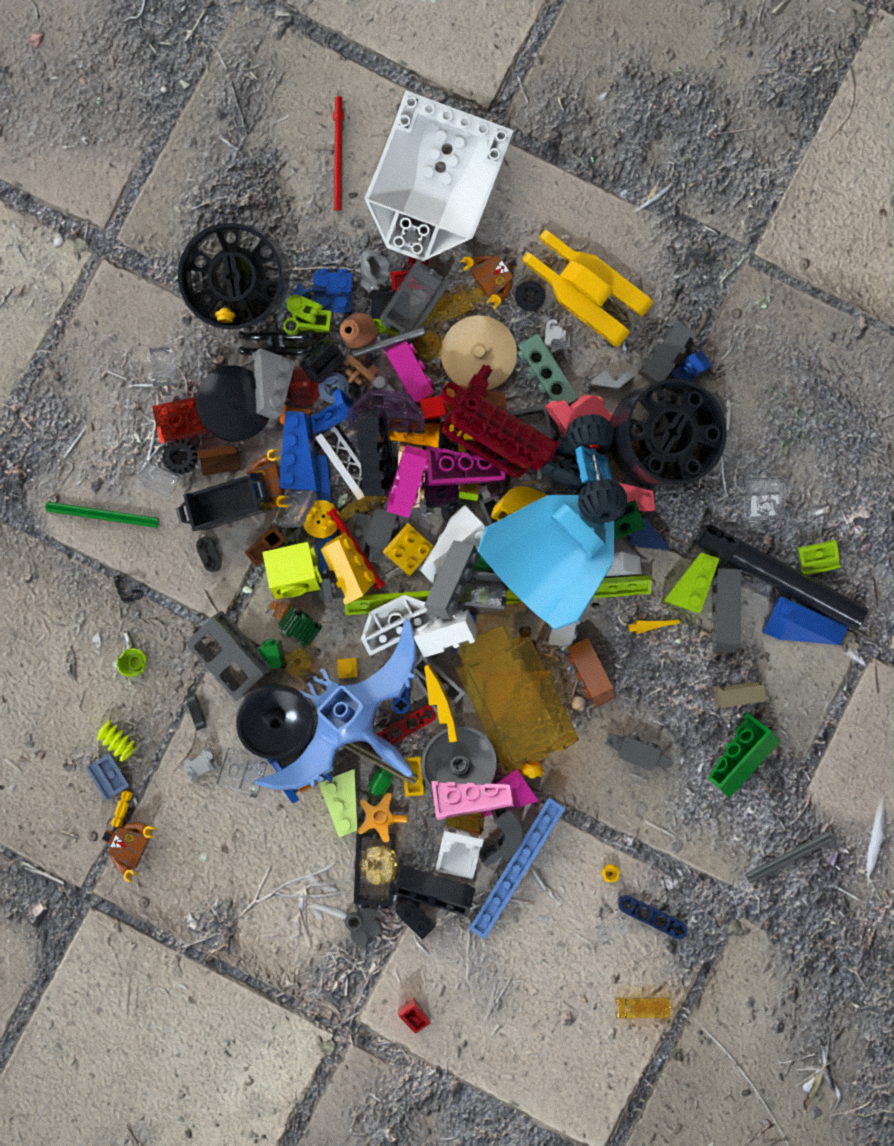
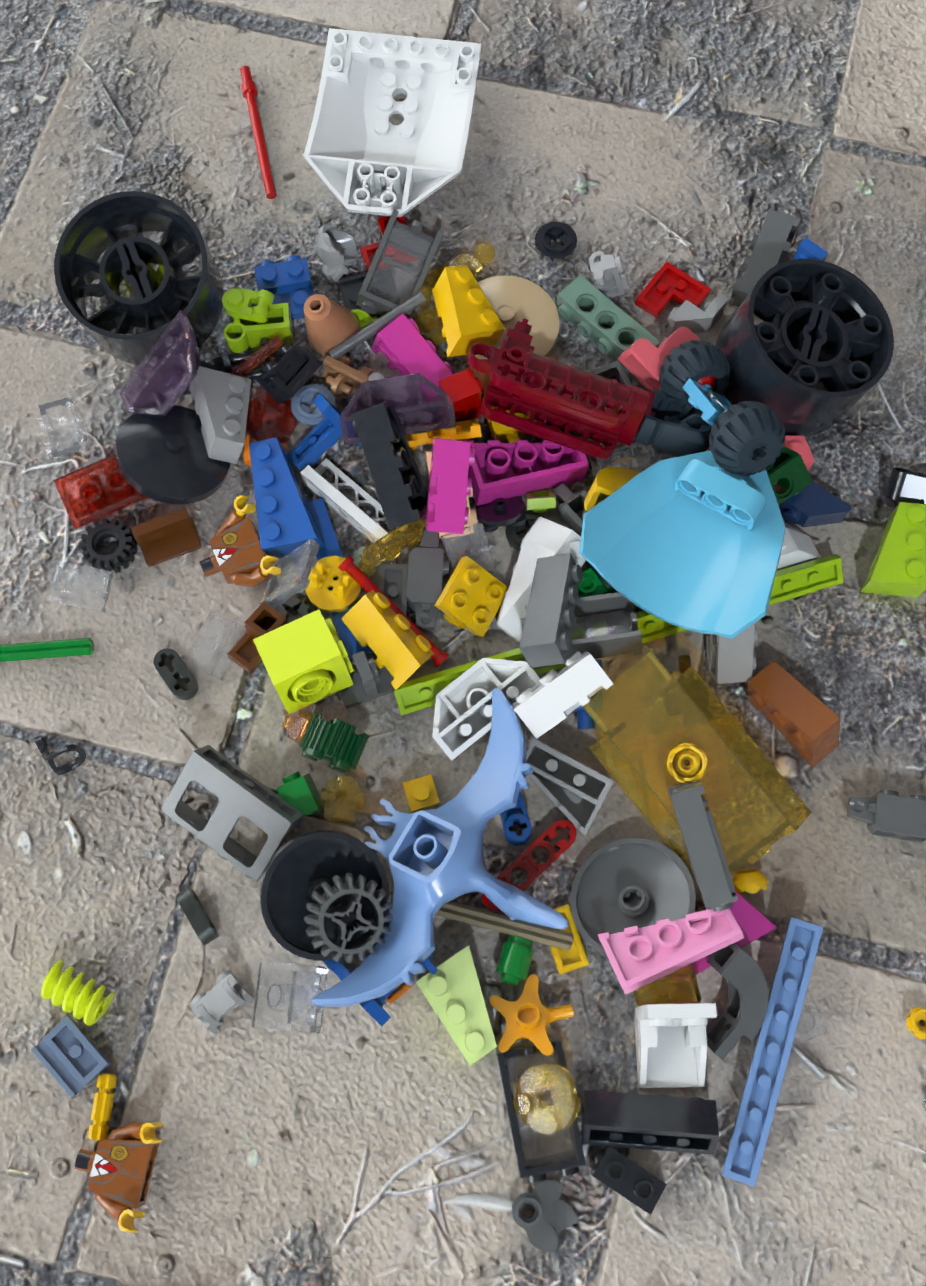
camera: 10 degrees left, 15 degrees down
(132, 662) = (82, 861): lime hair -> none
(225, 315) = (134, 323): yellow plate -> none
(225, 502) = (186, 586): black container -> none
(237, 353) = (164, 371): none -> clear purple wedge
(274, 731) = (345, 931): none -> dark grey gear
(299, 347) = (258, 356): none -> clear red bar
(438, 696) = (574, 793): yellow slope -> none
(450, 348) = (465, 311): none -> yellow wedge
(492, 275) = (496, 223): dark orange torso -> none
(504, 746) = (703, 845): none -> dark grey door
(506, 702) = (694, 770): none -> yellow plate
(595, 281) = (634, 196): yellow beam -> none
(599, 351) = (670, 285): none -> red plate
(643, 626) = (849, 629): yellow piece -> none

